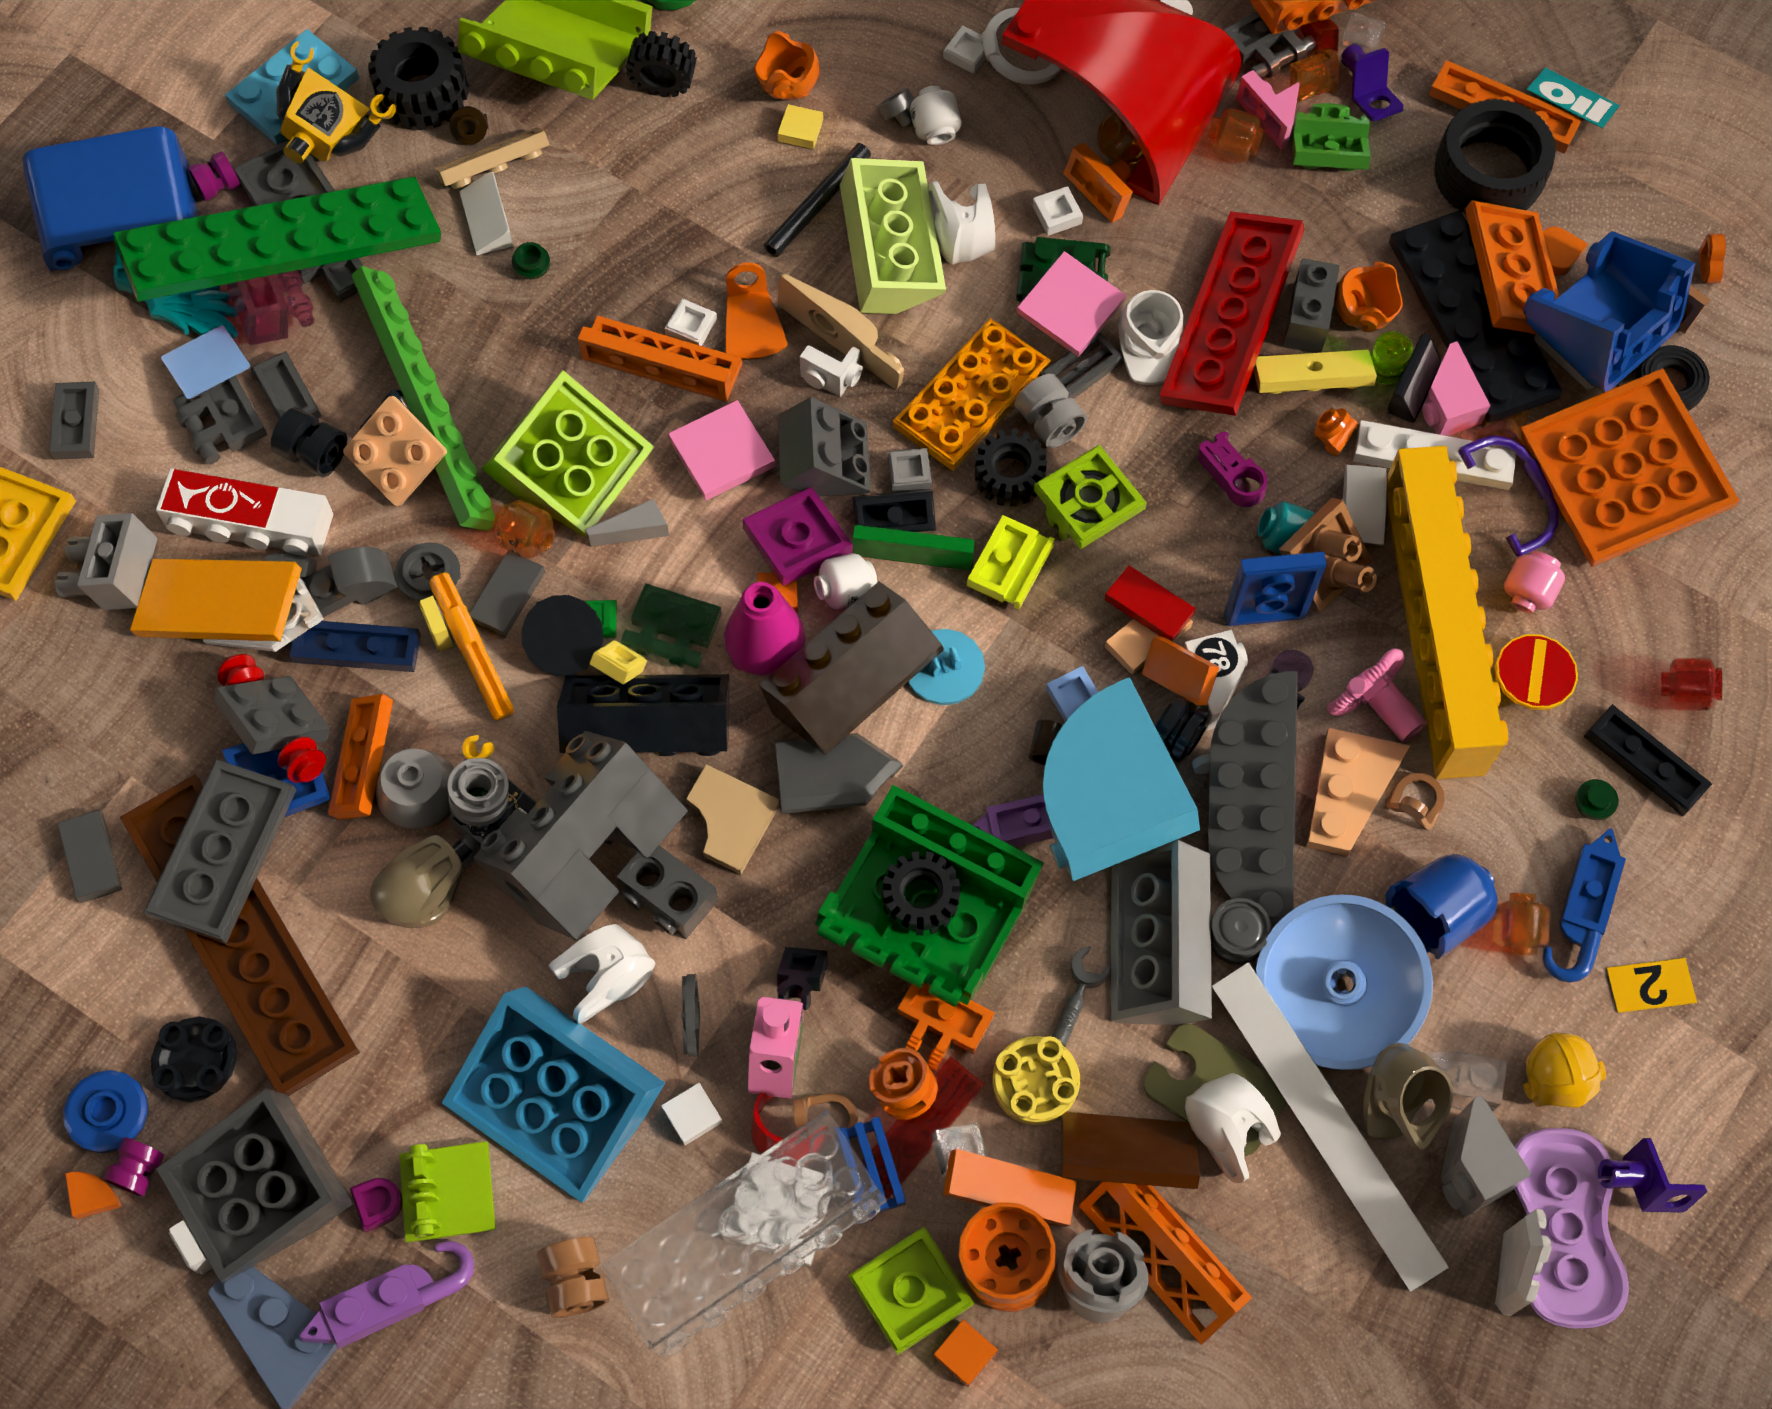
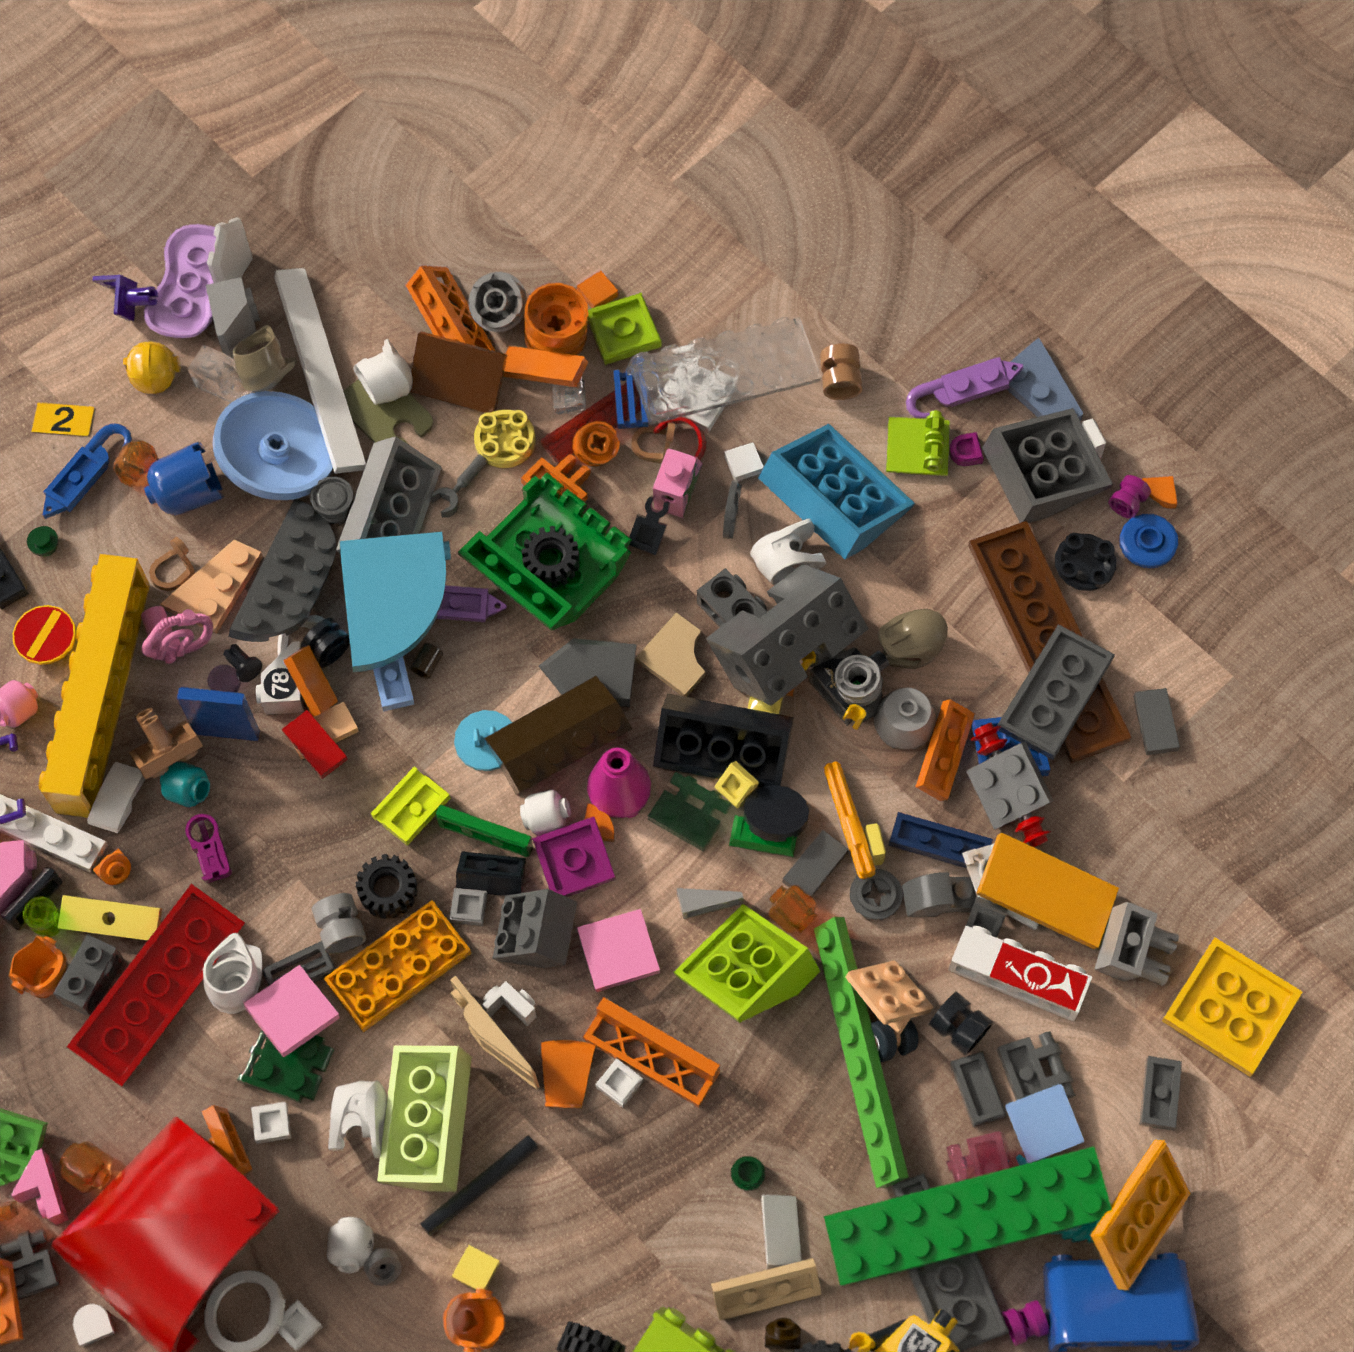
camera: 165 degrees left, 0 degrees up
(87, 267) = (1140, 1215): none -> light orange tile
(1092, 498) = (333, 837): lime piece -> none

